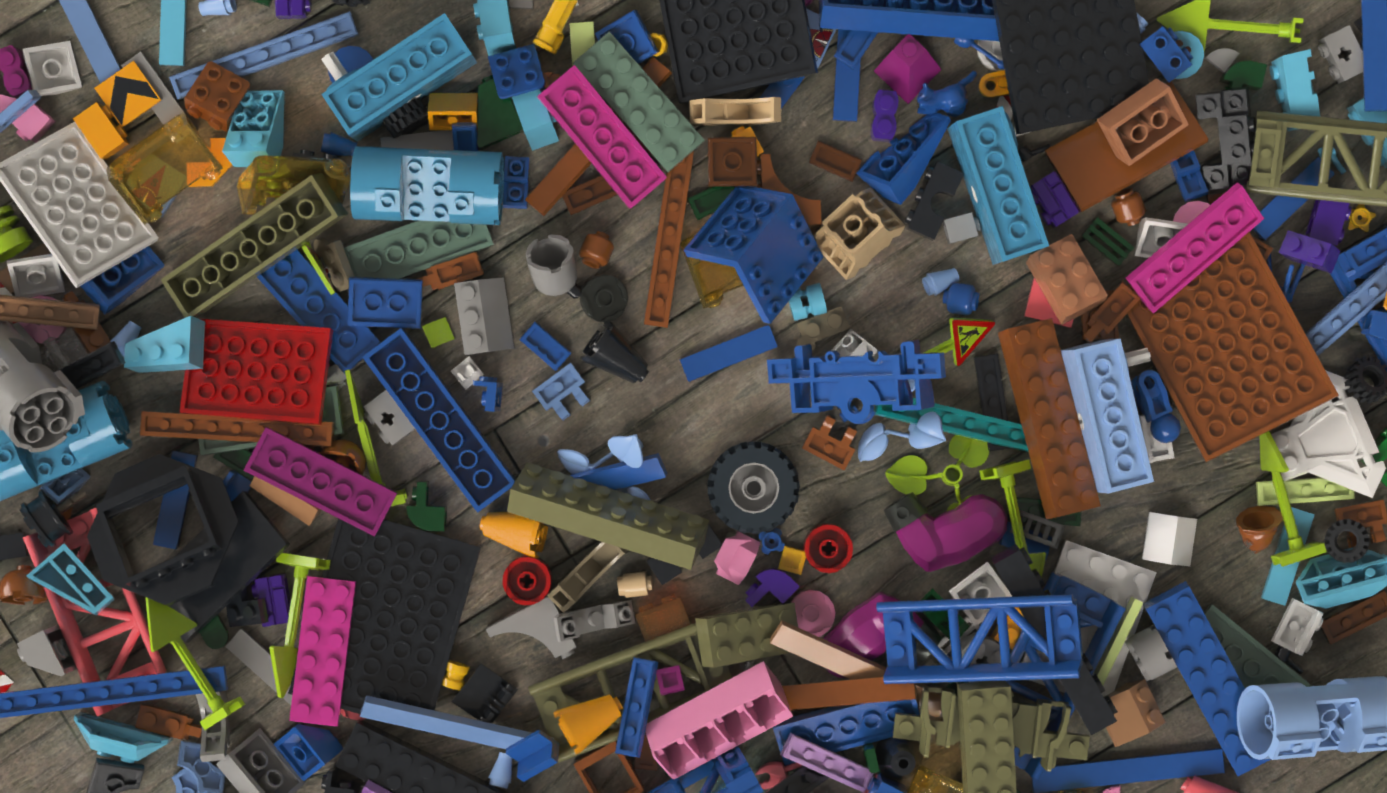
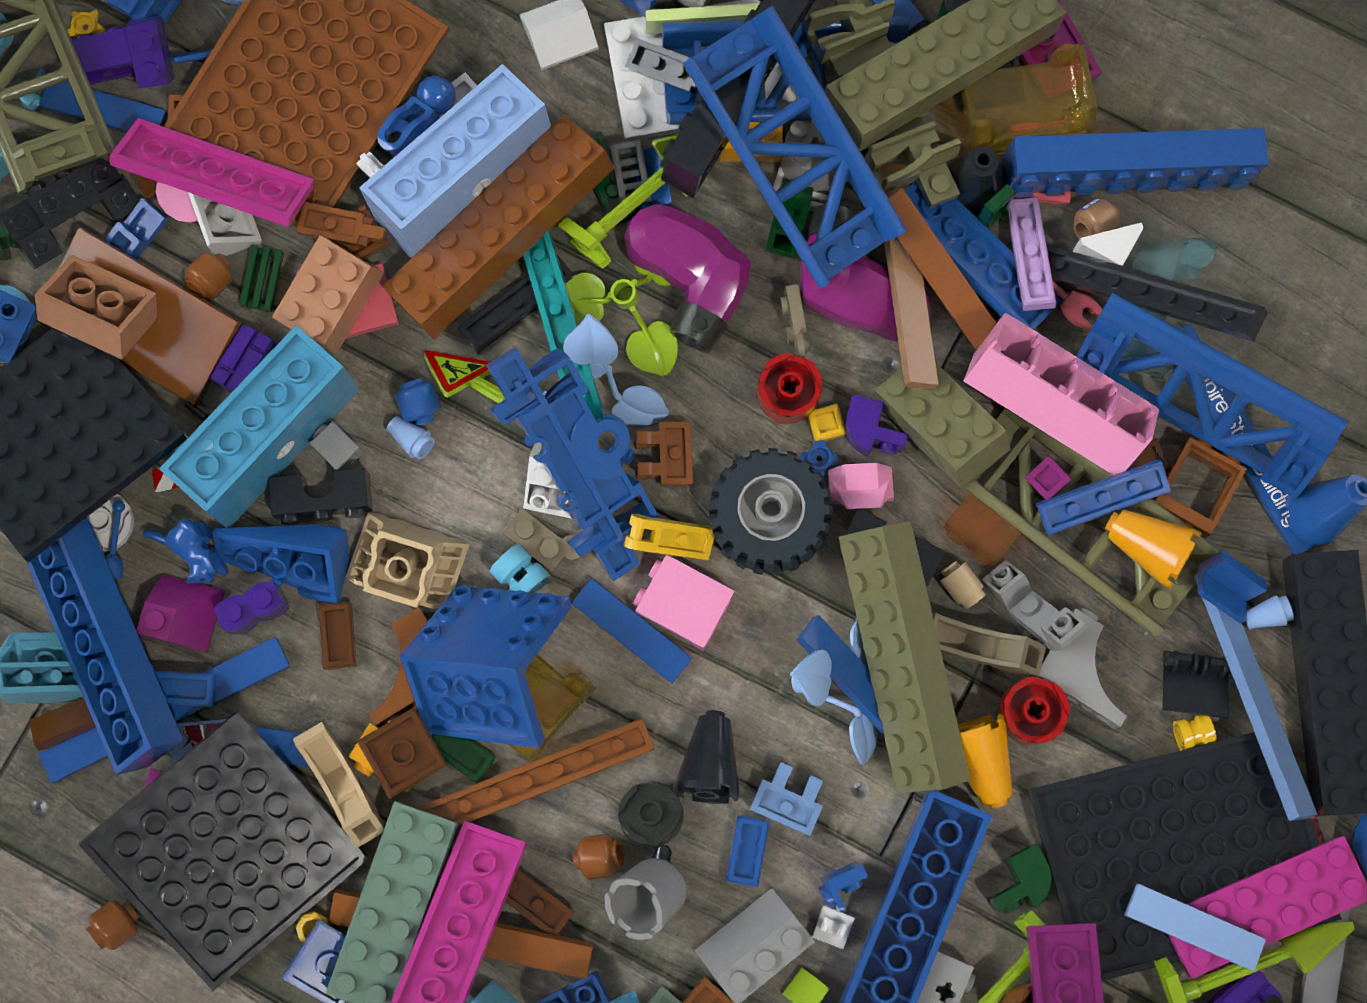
camera: 120 degrees left, 10 degrees down
(336, 596) = (1195, 927): none -> light blue tile
(727, 397) = (683, 601): none -> bright pink panel
(773, 412) = (670, 537): none -> yellow plate
(814, 612) = (870, 364): bright pink tile -> none
(864, 576) = (795, 333): none -> dark tan hinge
(980, 584) = (736, 193): white slope -> none
(999, 80) = (142, 497): light orange plate -> none
(1099, 591) = (660, 65): none -> hinge

